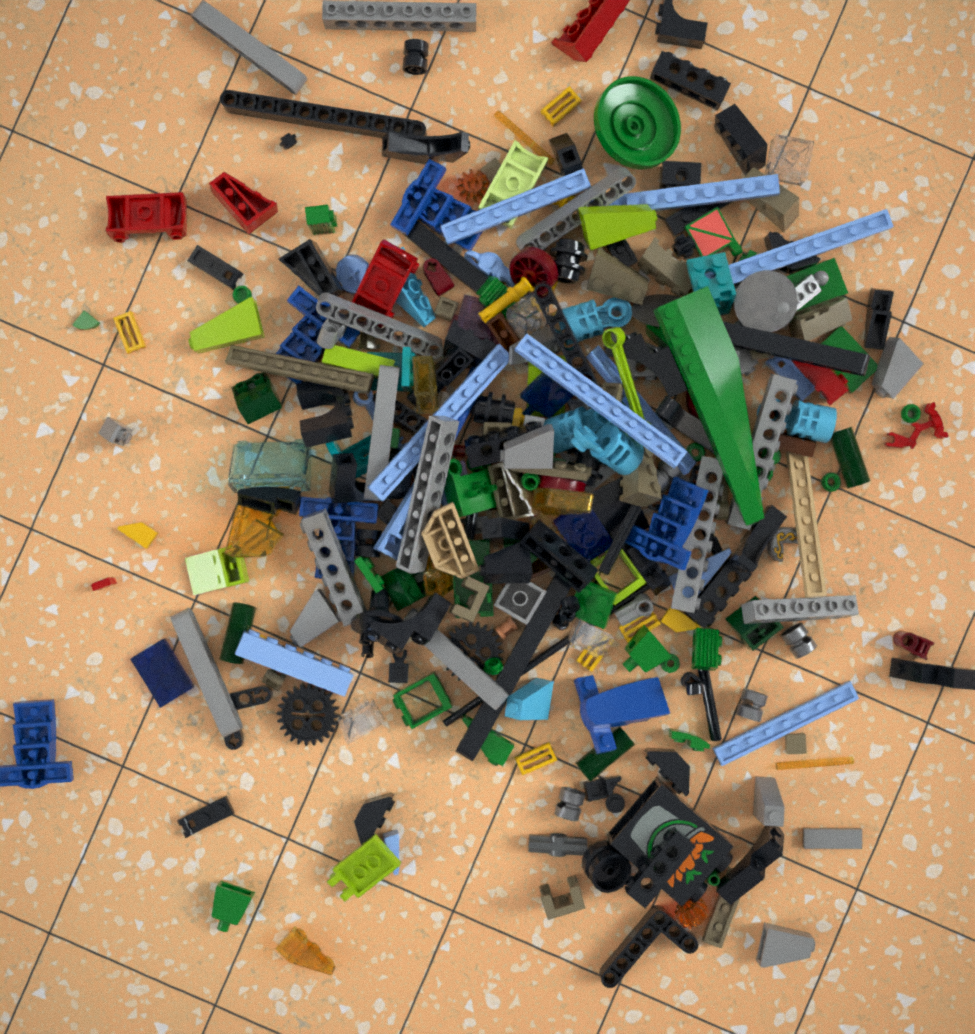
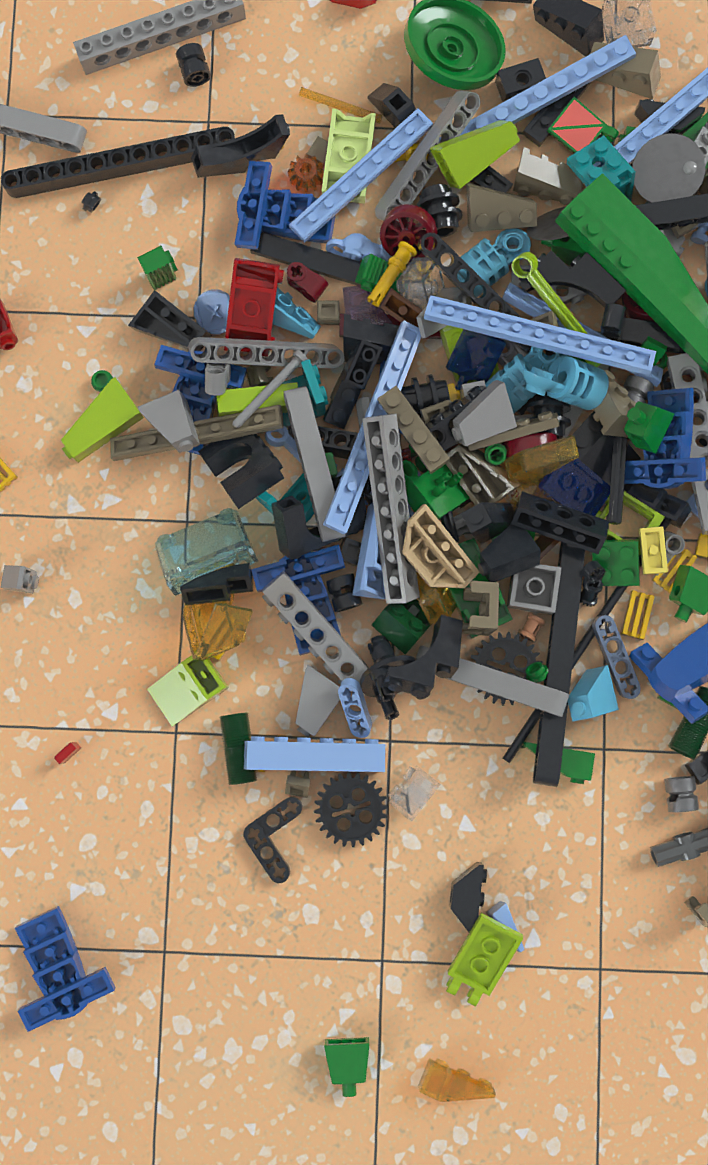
camera: 20 degrees left, 5 degrees down
(139, 533) = (86, 681): yellow tile -> none
(162, 672) = (170, 827): clear blue plate -> none
(206, 672) = (220, 806): light grey beam -> none
(206, 816) = (281, 971): black plate -> none
(214, 266) = (61, 362): black plate -> none
(244, 204) = (65, 282): red wedge -> none
(256, 397) = (160, 483): dark green slope -> none
(283, 352) = (172, 420): none -> light grey slope
(345, 632) = (358, 699): none -> light blue beam
(366, 567) = (353, 619): green plate -> none
(370, 358) = (270, 388): none -> light grey bar
(398, 671) = (431, 720): black plate -> none
(425, 384) = (340, 394): clear yellow slope -> none
(438, 688) = (488, 726): green window -> none
(469, 438) = (414, 430): none -> dark tan plate
(533, 751) = (608, 773): yellow tile -> none
(548, 117) = (358, 74): yellow tile -> none
(563, 677) = (619, 655): none -> sand blue beam
(590, 638) = (630, 599): clear slope -> none
(624, 606) = (653, 550): none -> light yellow plate
(659, 506) = (647, 426): none -> green torso
(683, 246) = (555, 149): black gear -> none
(691, 444) = (652, 344): none -> green tile

